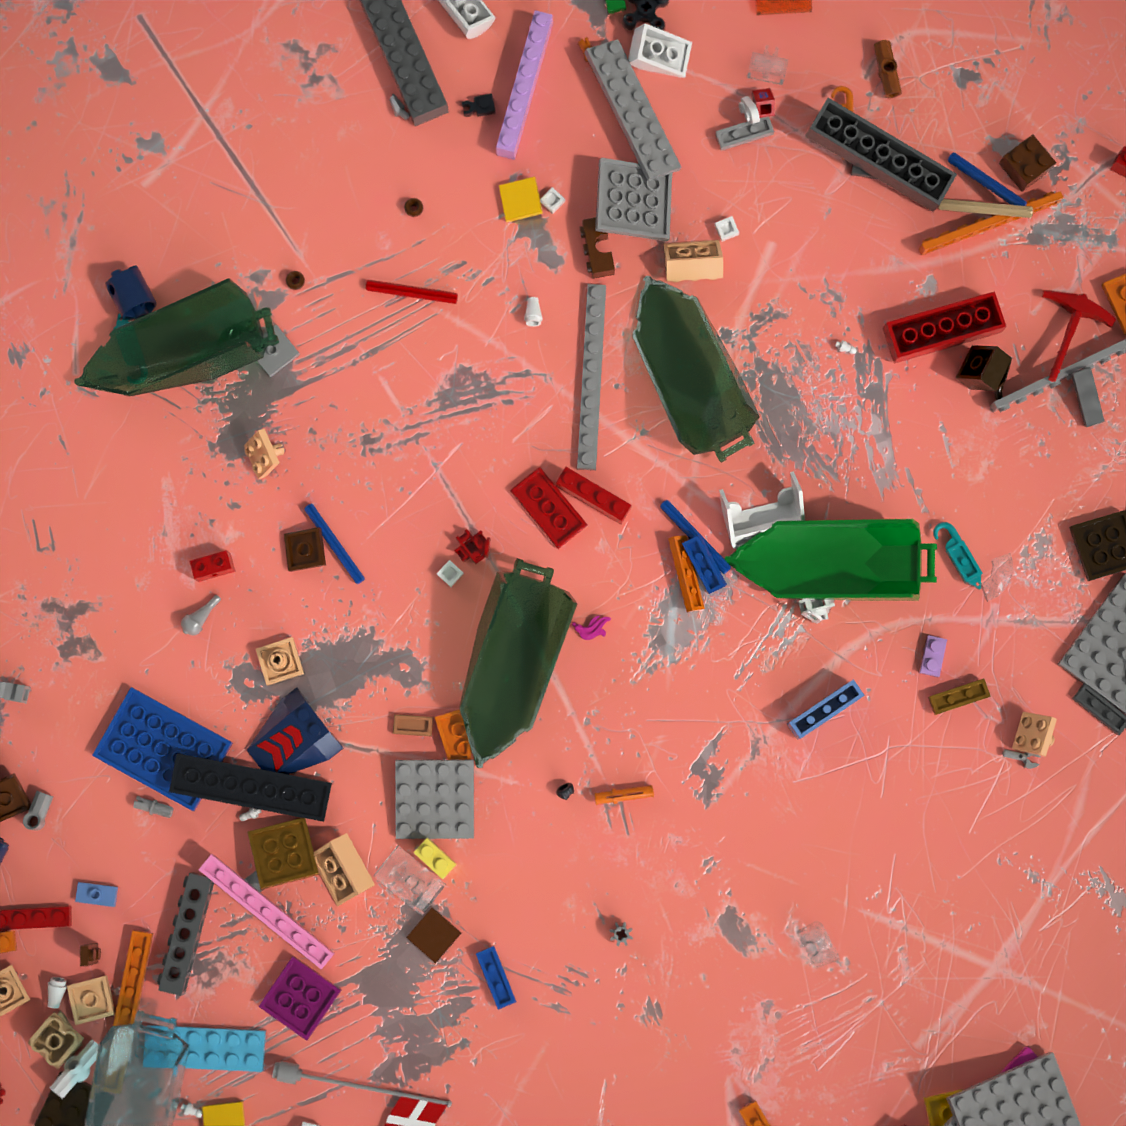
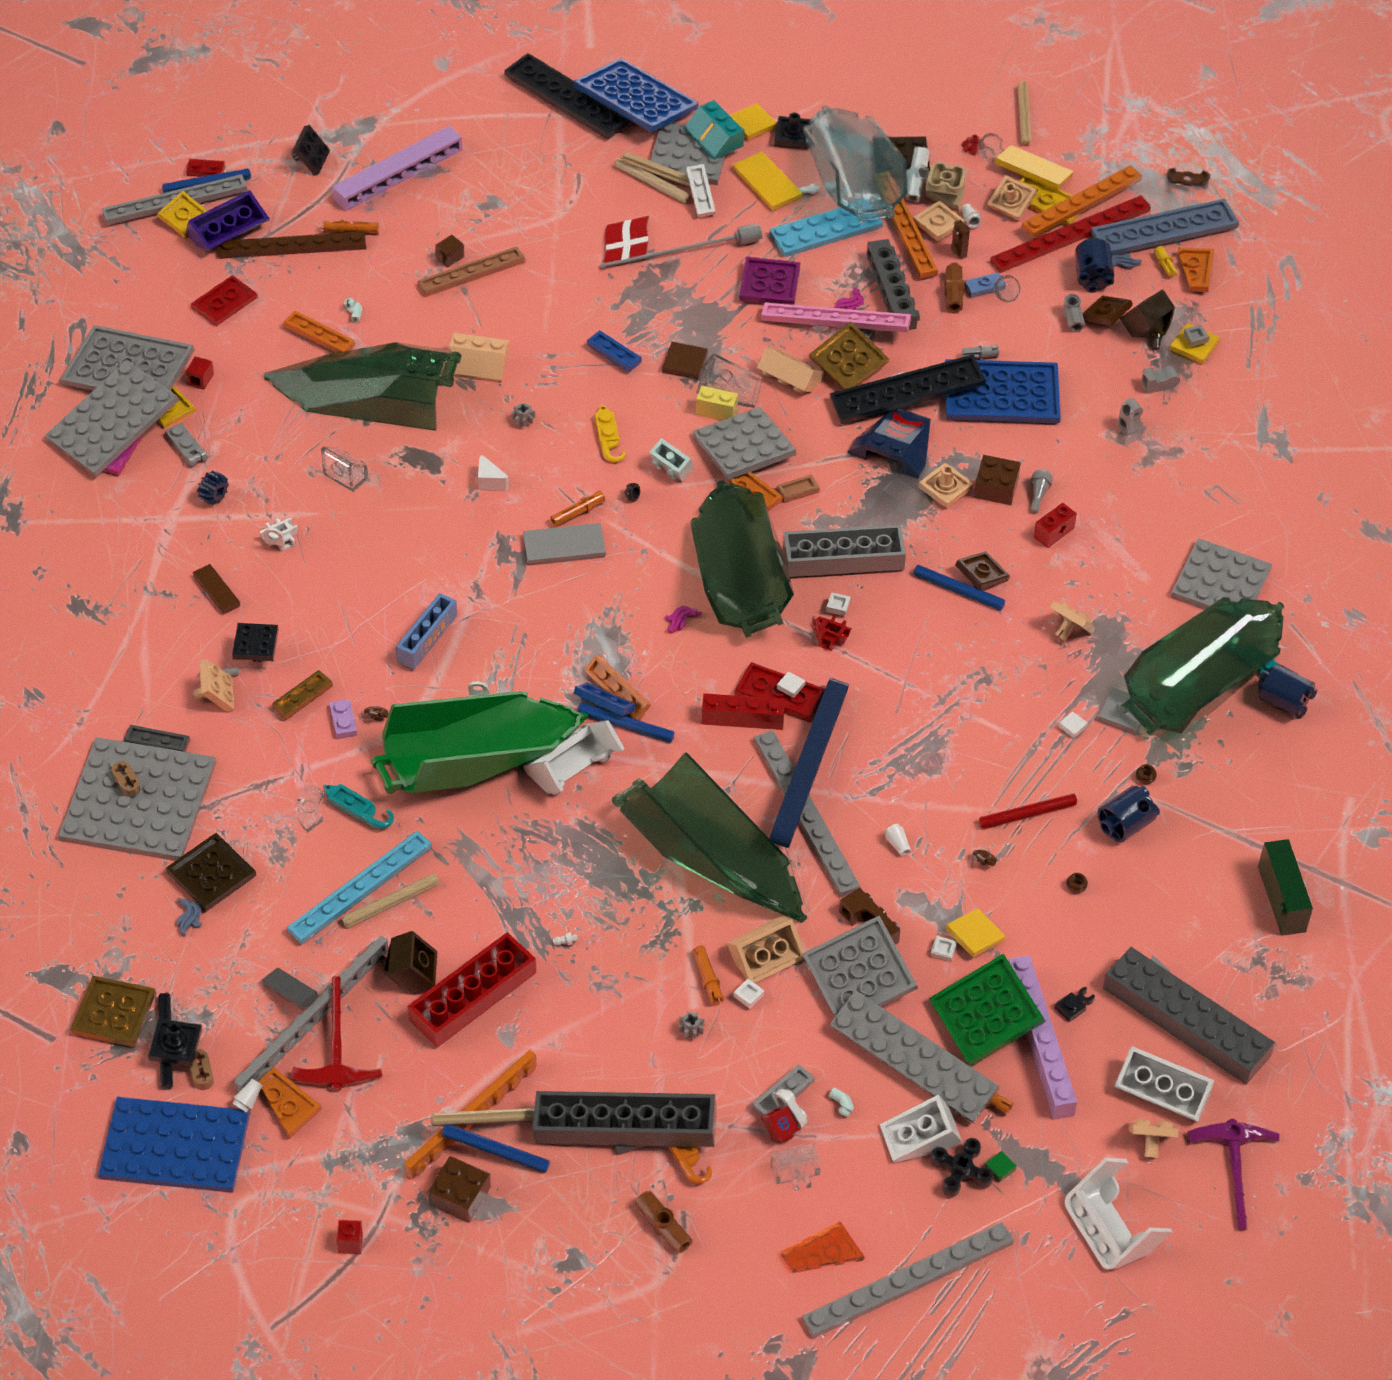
camera: 150 degrees right, 30 degrees down
(68, 654) = (1130, 415): none -> light grey leg
(82, 872) = (1006, 288): none -> clear hair
(104, 443) = (1219, 573): none -> light grey plate
(129, 901) = (954, 287): none -> dark orange piece
(232, 642) = (997, 479): none -> reddish brown brick
(236, 933) = (851, 303): none -> dark pink piece
(257, 115) = (1285, 887): none -> dark green brick
(324, 357) = (1073, 724): none -> white tile
(339, 240) = (1127, 813): none -> dark blue cylinder
(415, 624) = (844, 550): none -> light grey brick
(472, 263) = (985, 856): none -> reddish brown plant
(514, 805) = (671, 460): none -> brick
(538, 503) = (791, 684): none -> white tile
(551, 876) = (608, 433): none -> yellow plate
(556, 117) = (987, 1010): none -> green plate
(567, 413) = (808, 763): none -> dark blue beam
(631, 1029) = (481, 357): none -> light nougat slope
(654, 761) = (564, 543): none -> light grey tile
(687, 871) = (491, 477): none -> white slope
(701, 104) = (844, 1100): none -> light aqua arm
(751, 253) = (710, 981): none -> orange pin
(751, 1045) = (374, 383): none -> windscreen
(781, 220) = (691, 1025): none -> light grey gear
(902, 647) = (375, 711): none -> reddish brown plant
(905, 892) = (284, 532): none -> white piece
(950, 976) = (213, 487): none -> dark blue gear
(950, 1054) = (186, 444): none -> light grey plate
(969, 450) = (390, 900): none -> tan axle
(984, 763) = (255, 642): none -> black plate
(987, 858) = (216, 589): none -> reddish brown tile
(990, 472) = (359, 887): none -> medium azure plate

